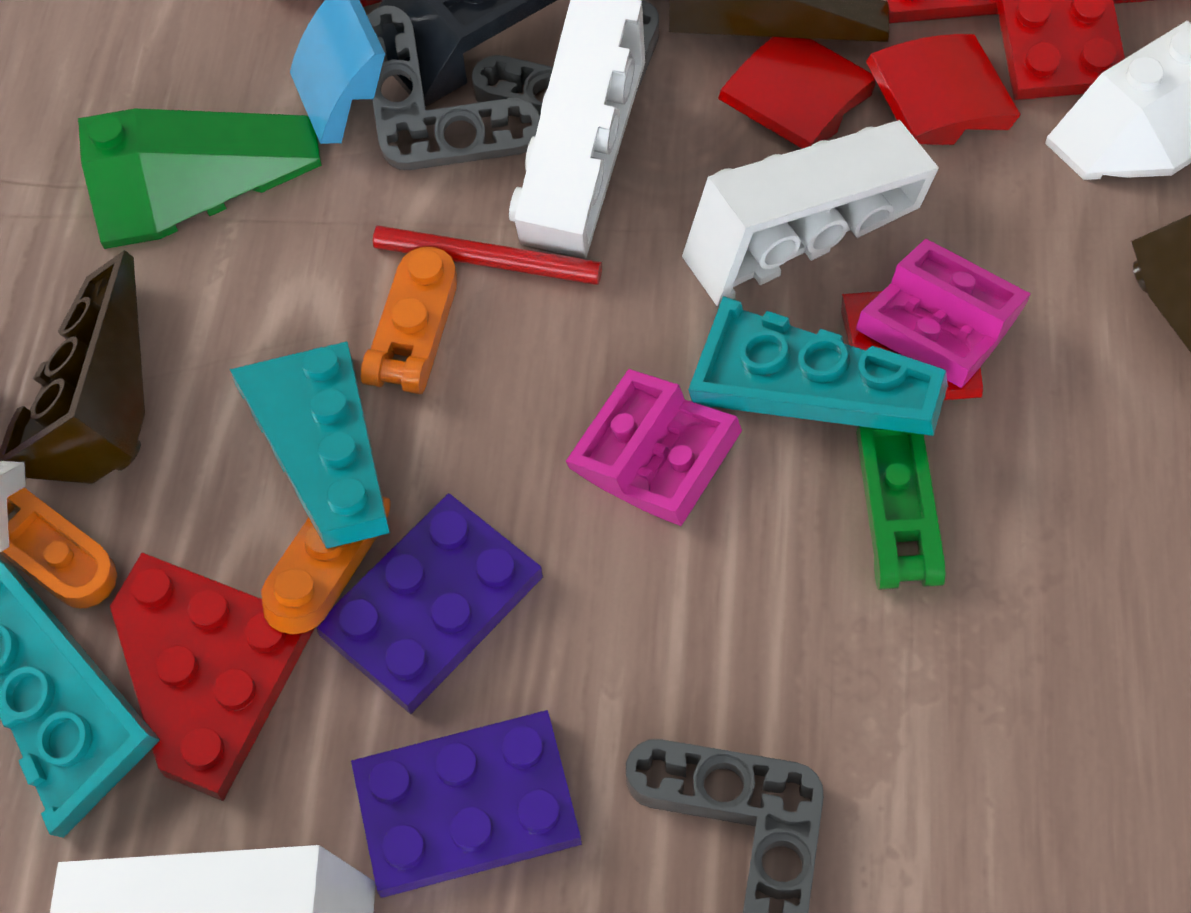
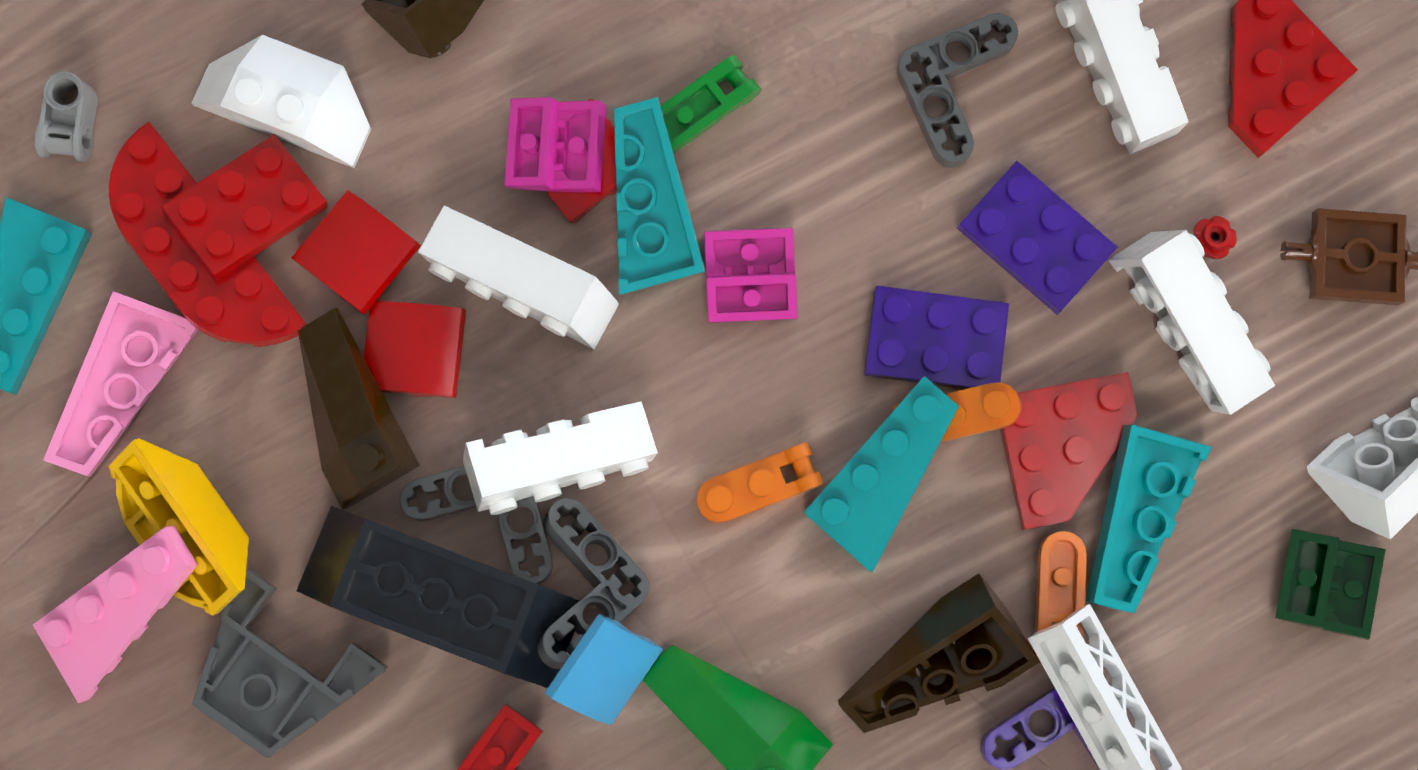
camera: 130 degrees left, 20 degrees up
(491, 255) = (677, 473): red bar -> none

